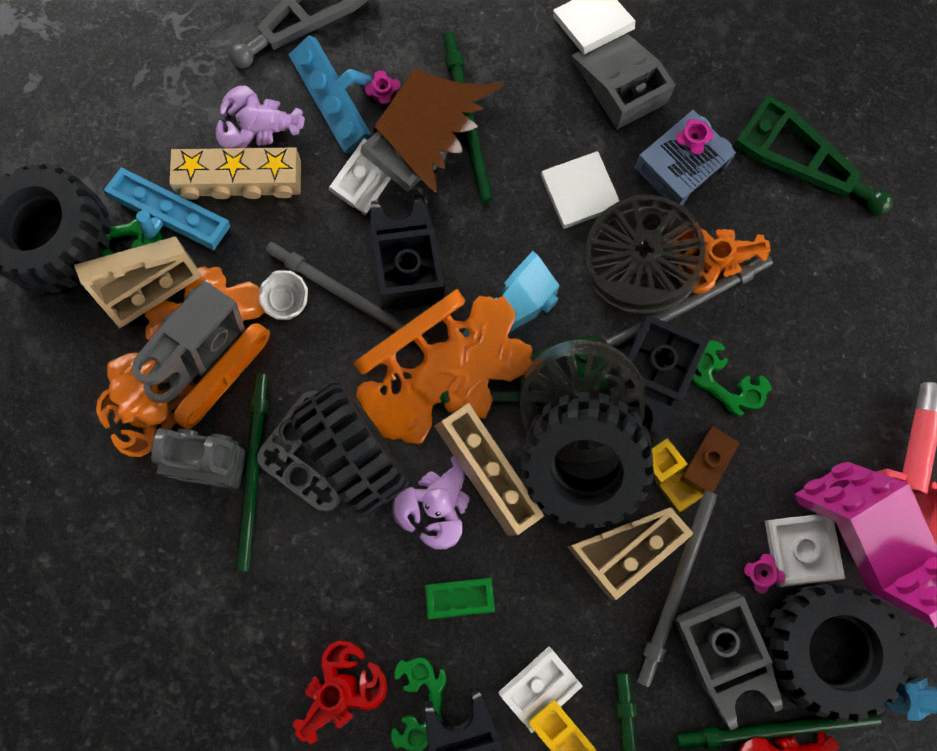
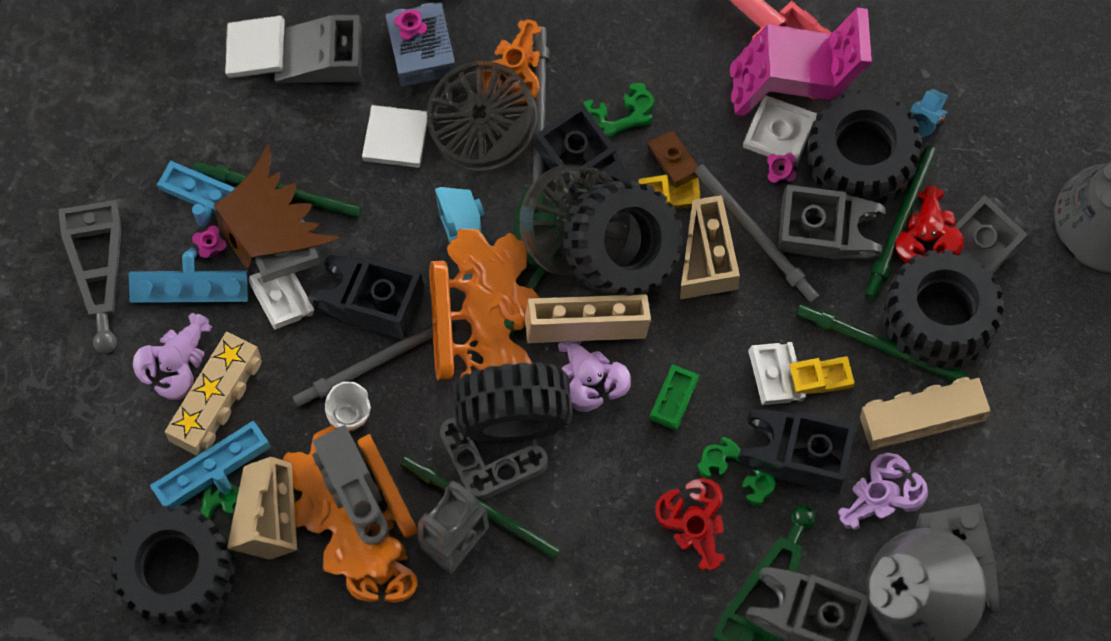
camera: 55 degrees left, 10 degrees down
(425, 44) = (195, 189): none -> dark azure plate

